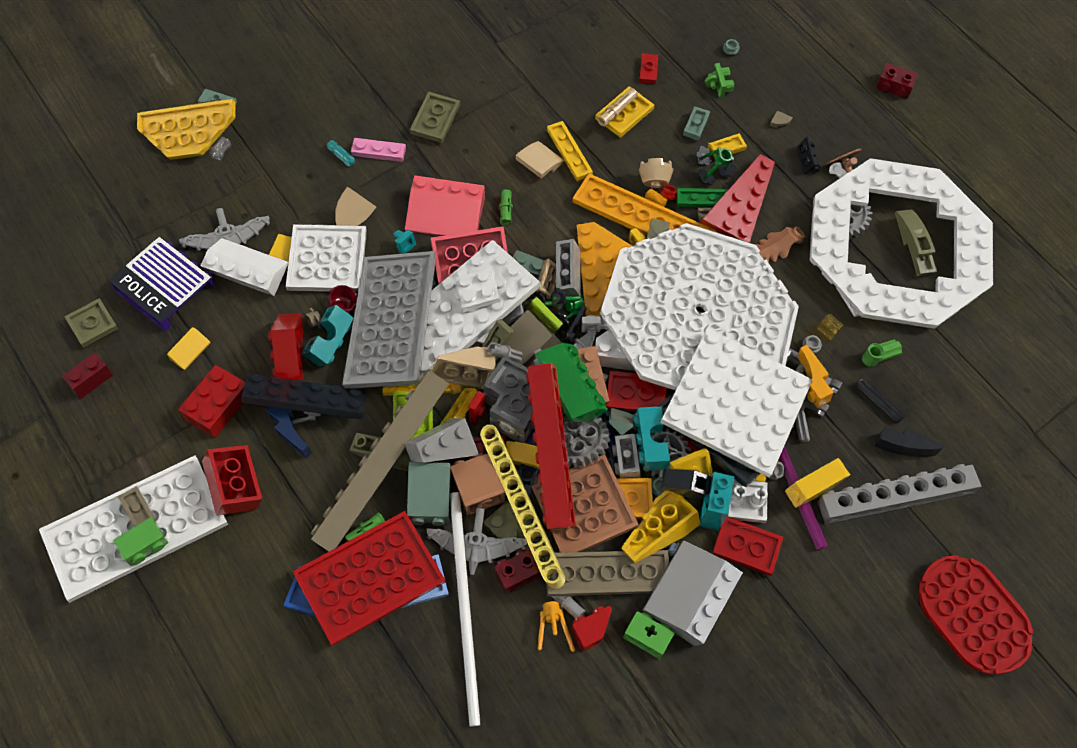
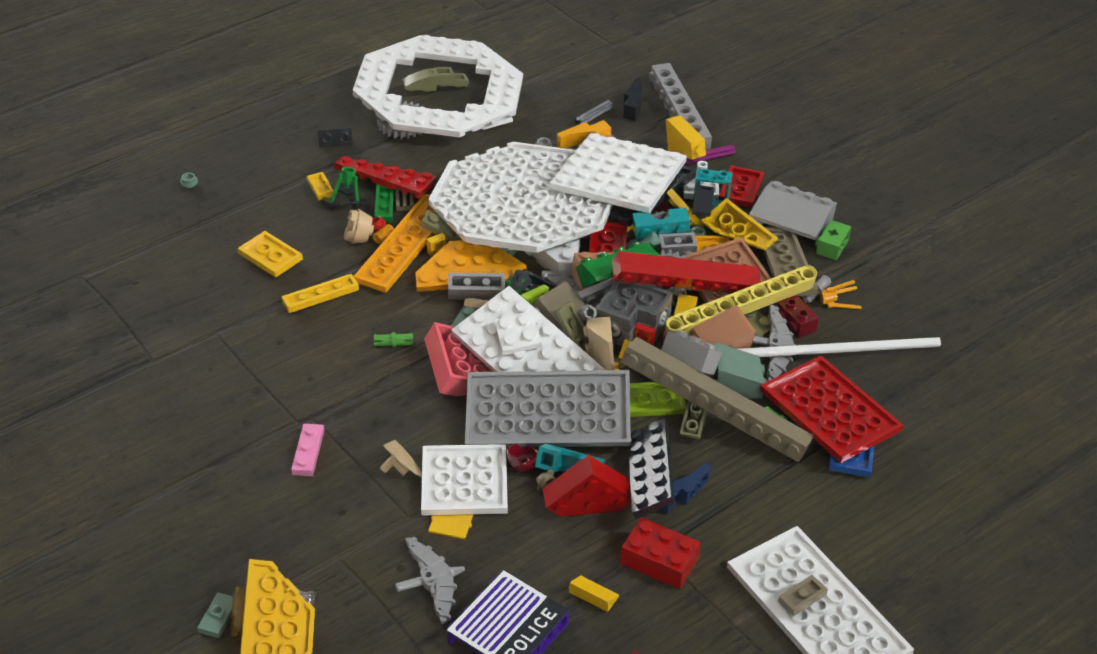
camera: 90 degrees left, 20 degrees down
(141, 542) = (843, 586): bright green brick -> none
(231, 480) = (754, 519): red brick -> none
(245, 266) = (481, 545): white slope -> none
(340, 153) = (312, 482): teal axle -> none
(405, 241) = (441, 414): teal tile -> none
(435, 117) = (265, 400): olive plate -> none
(444, 206) = (396, 385): coral slope -> none
(539, 159) = (331, 315): tan slope -> none
(591, 629) = (837, 269): red slope -> none
(593, 322) = (533, 267): white plate -> none
(613, 110) = (276, 254): tan pin -> none
(648, 68) = (209, 238): red plate -> none
(696, 123) = (289, 205): sand green plate -> none
(717, 80) = (235, 187): bright green hips -> none
(779, 243) = (435, 158): nougat plant -> none
(780, 119) = (287, 153): dark tan tile -> none
(830, 326) = (525, 132): clear yellow tile -> none
(836, 169) = (351, 121): white piece -> none
(847, 163) = (343, 110): nougat shield -> none
(881, 352) = (549, 107): bright green piece -> none
(897, 80) = (248, 79): dark red brick -> none
(976, 615) = (770, 80): red plate -> none

